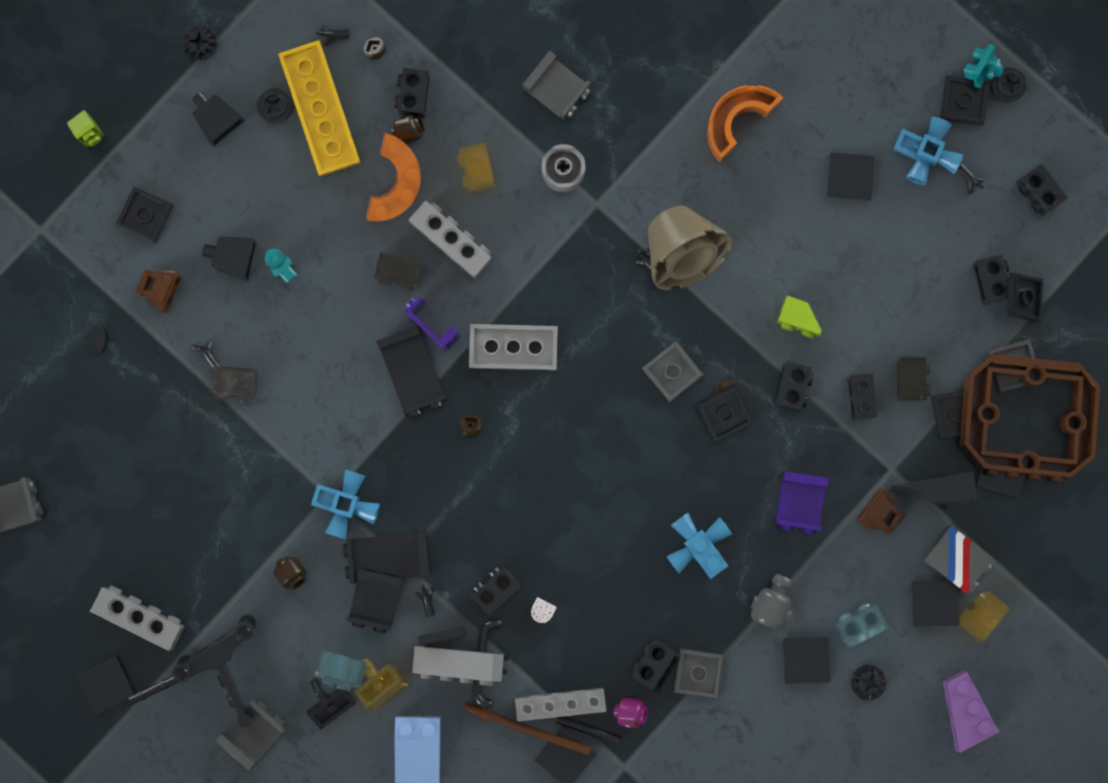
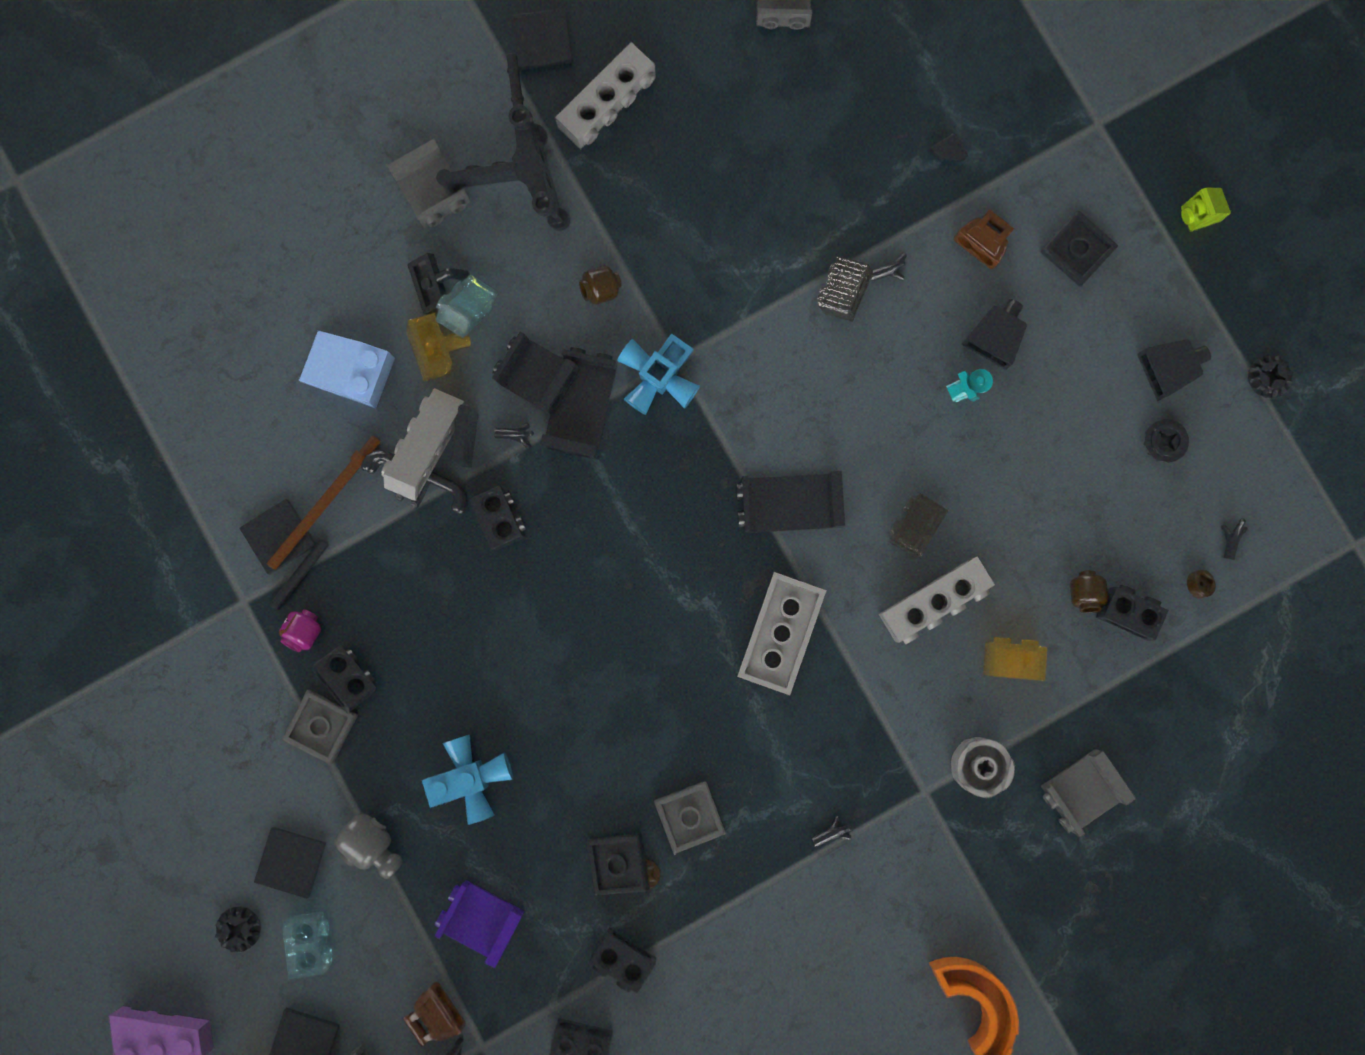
camera: 110 degrees right, 0 degrees up
(319, 108) = (1147, 493): yellow plate -> none
(406, 184) = (1019, 567): orange brick -> none
(446, 340) = (814, 554): dark purple panel -> none
(470, 425) = (704, 551): dark brown tile -> none
(542, 610) = (456, 565): white tile -> none
(560, 704) = (338, 550): light grey brick -> none
(684, 247) = (837, 886): dark tan cone -> none
(799, 316) = (707, 997): lime slope -> none

